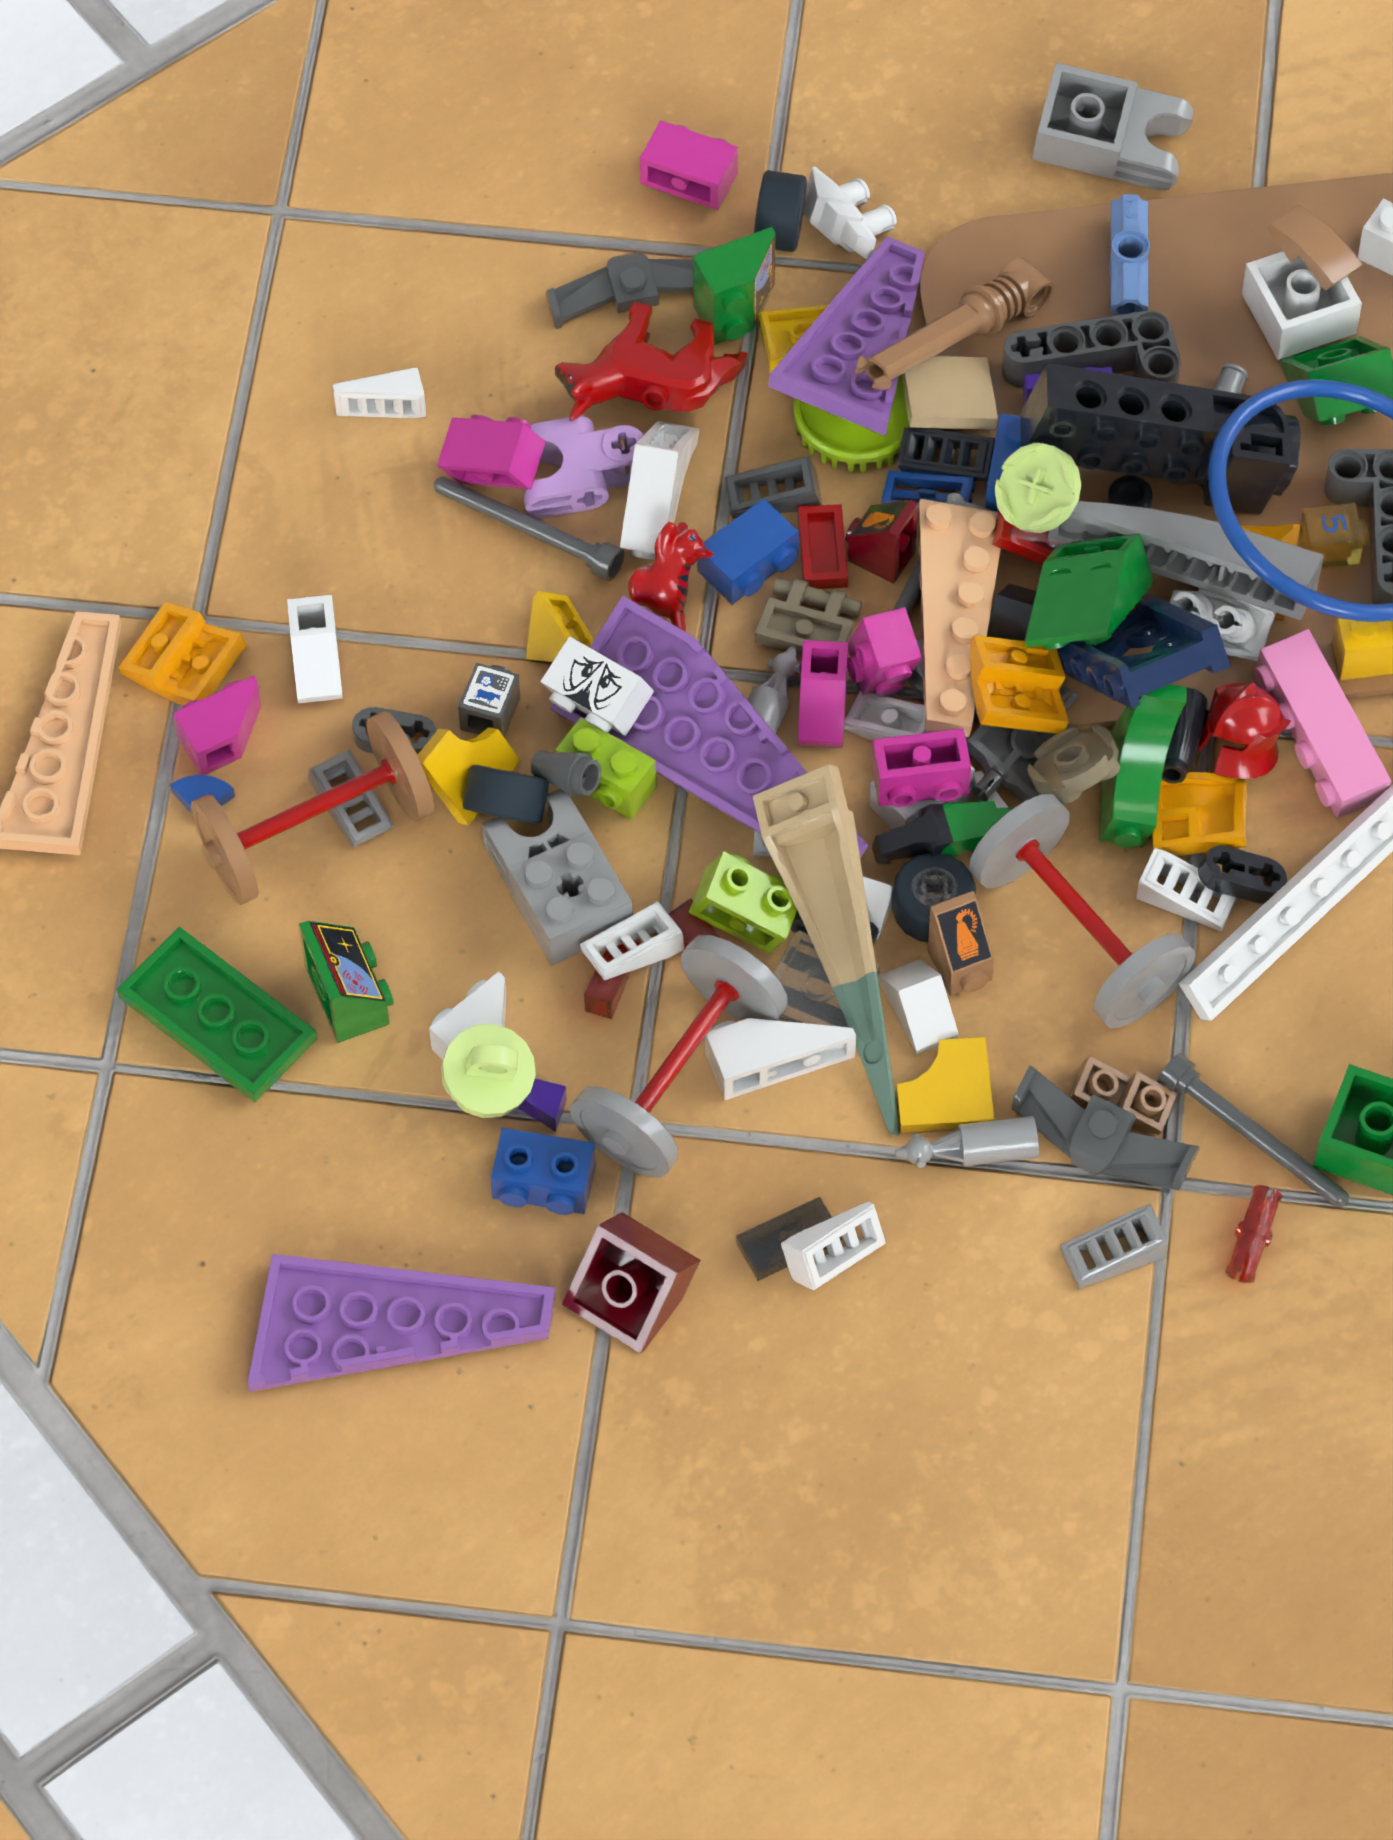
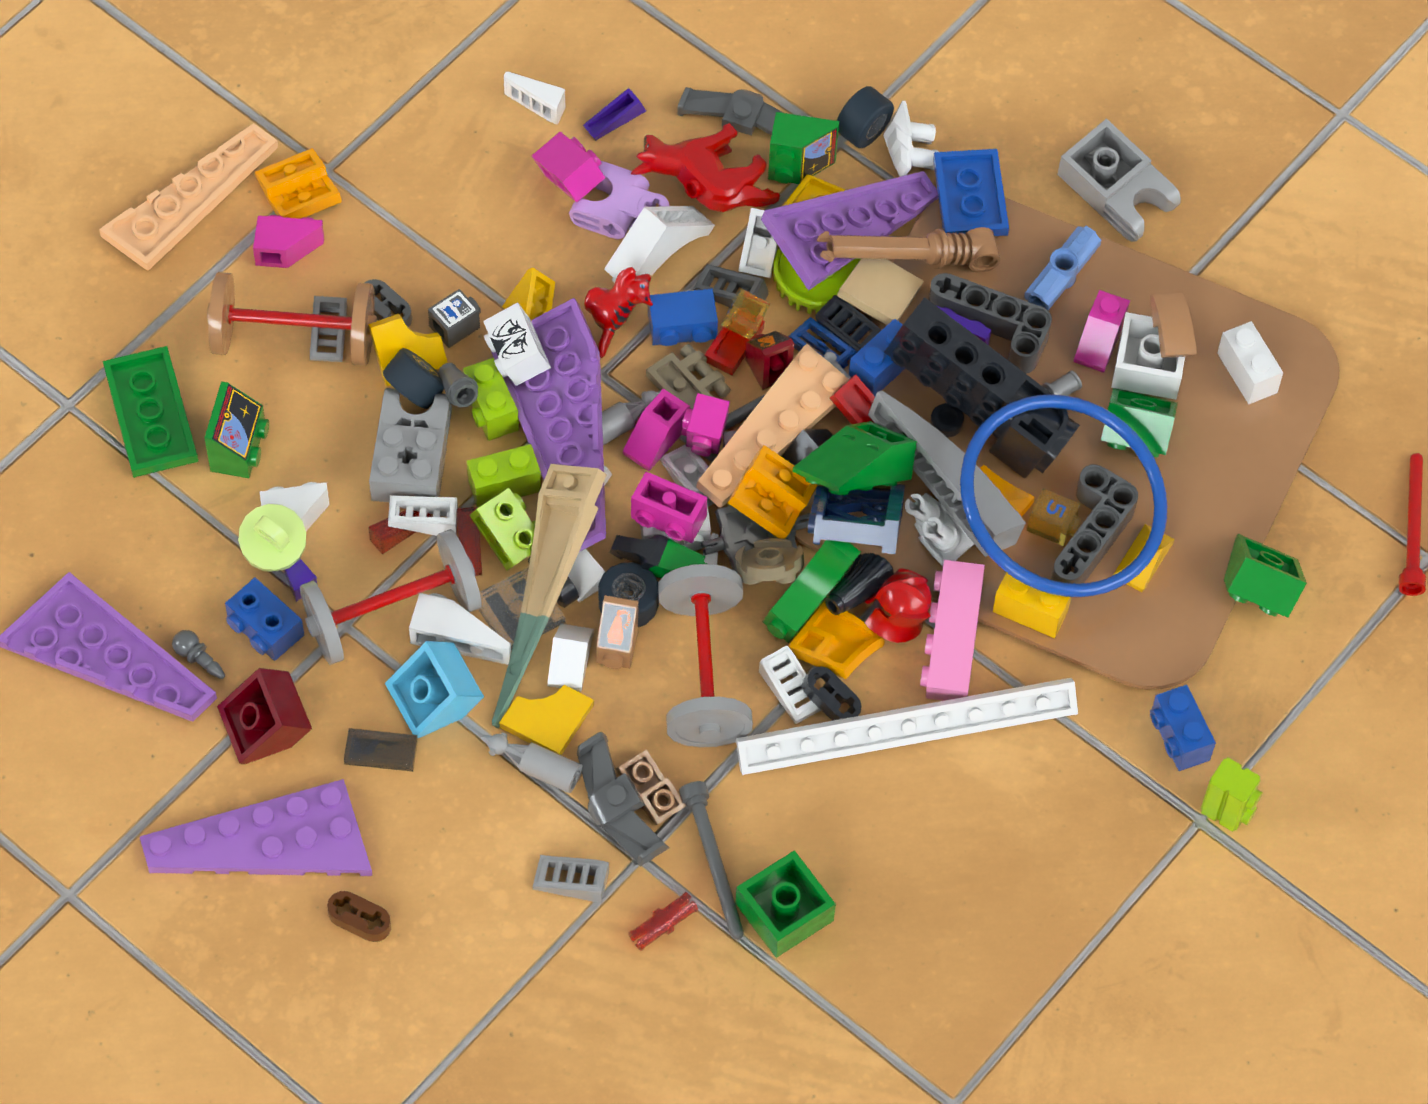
camera: 30 degrees right, 0 degrees up
(195, 786) = (246, 276): blue tile -> none
(314, 649) = (374, 225): white slope -> none
(475, 1254) = (188, 645): none -> dark grey bar
(487, 367) = (615, 114): none -> dark purple piece
(603, 558) = (591, 270): dark grey piece -> none
(688, 845) = (504, 470): none -> lime brick
(689, 165) = (832, 57): dark pink brick -> none
(749, 1407) = (279, 836): none -> medium lavender wing
(773, 420) = (758, 247): none -> white slope
(798, 1133) = (434, 688): none -> medium azure slope
(805, 1249) = (389, 780): white slope -> none
(826, 504) = (745, 314): none -> clear yellow brick
(913, 1438) = (356, 923): none -> reddish brown beam
(961, 229) = (971, 191): none -> blue plate
(1038, 488) = (874, 376): yellowish green tile -> none
(1224, 301) = (1101, 331): none -> dark pink slope

